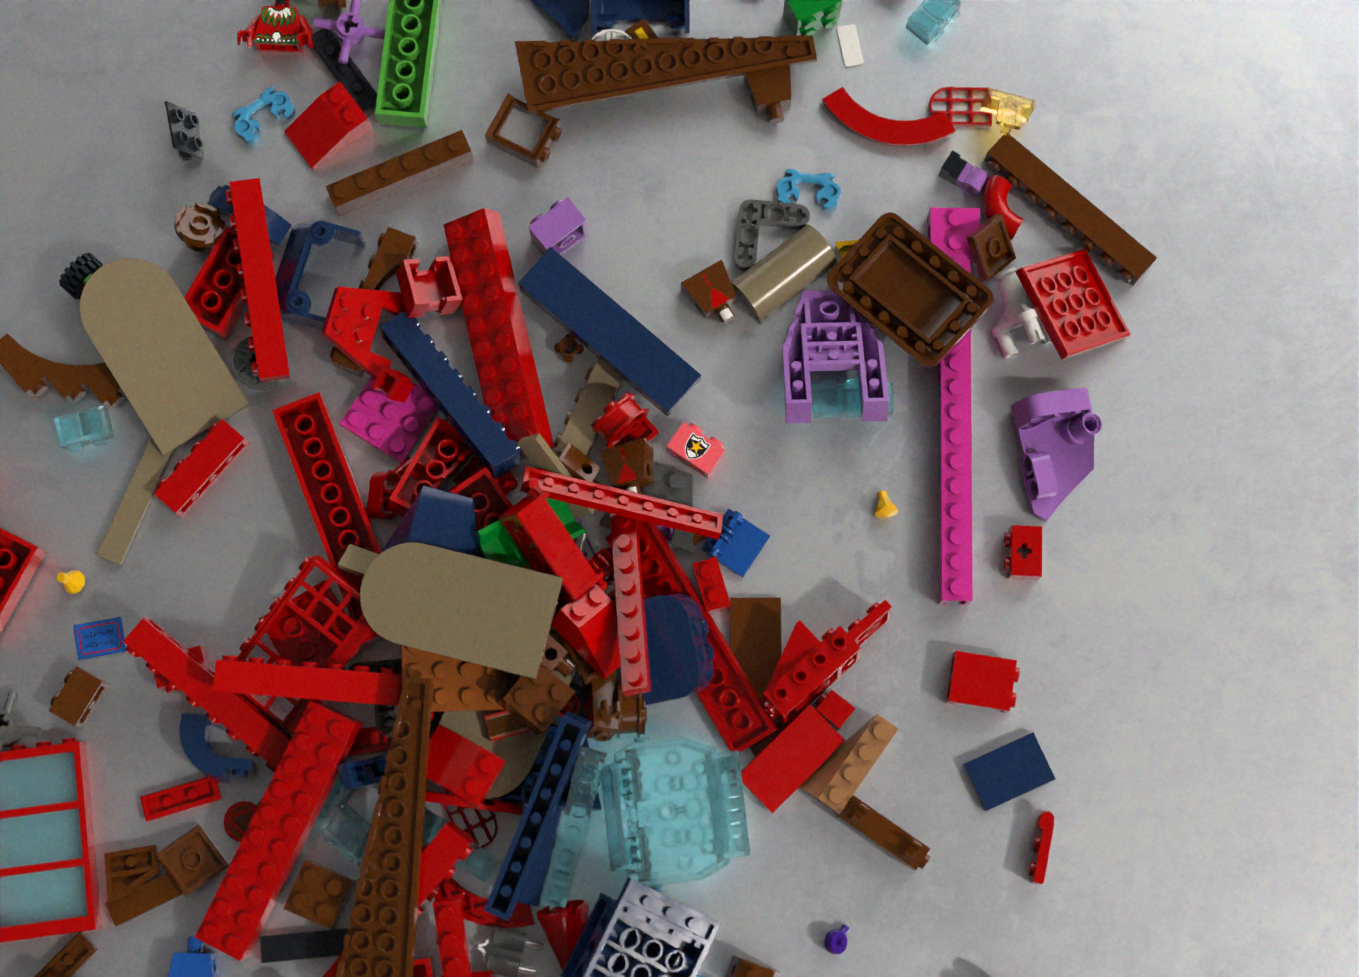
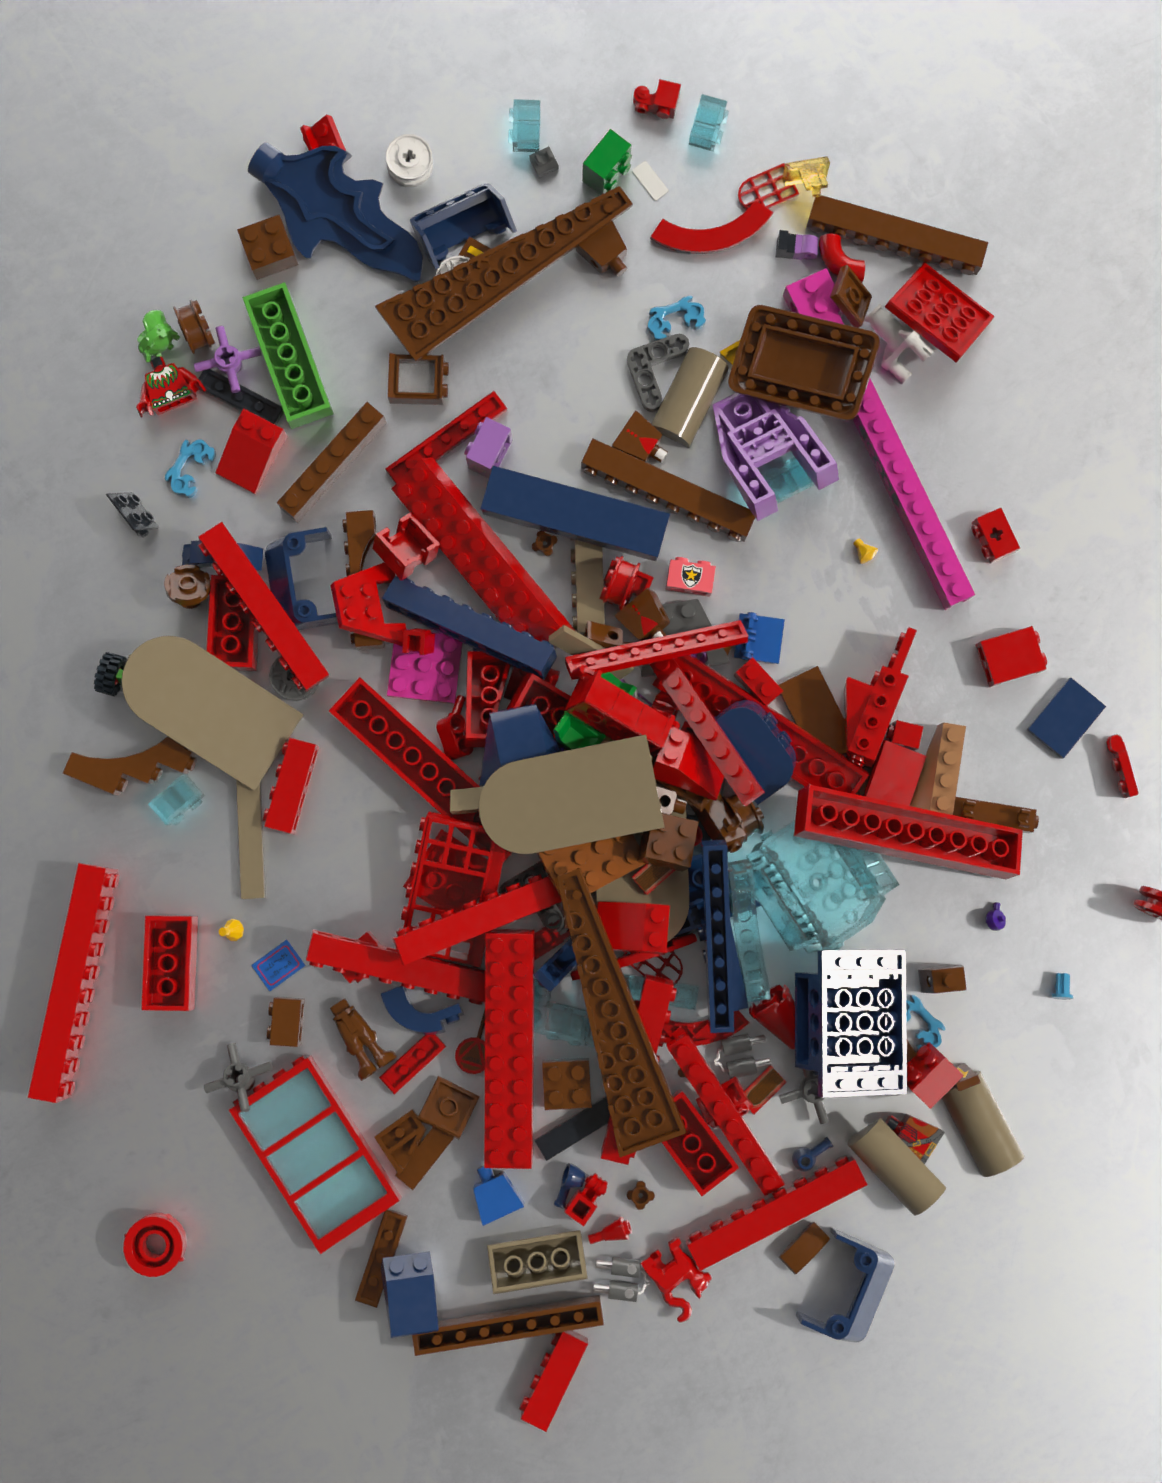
camera: 30 degrees left, 5 degrees up
(138, 742) = (357, 1033): none -> reddish brown piece
(530, 200) = (449, 436): none -> red tile
(716, 353) = (668, 490): none -> reddish brown brick
(784, 806) = (908, 832): none -> red brick
(1055, 445) = (979, 436): medium lavender panel -> none

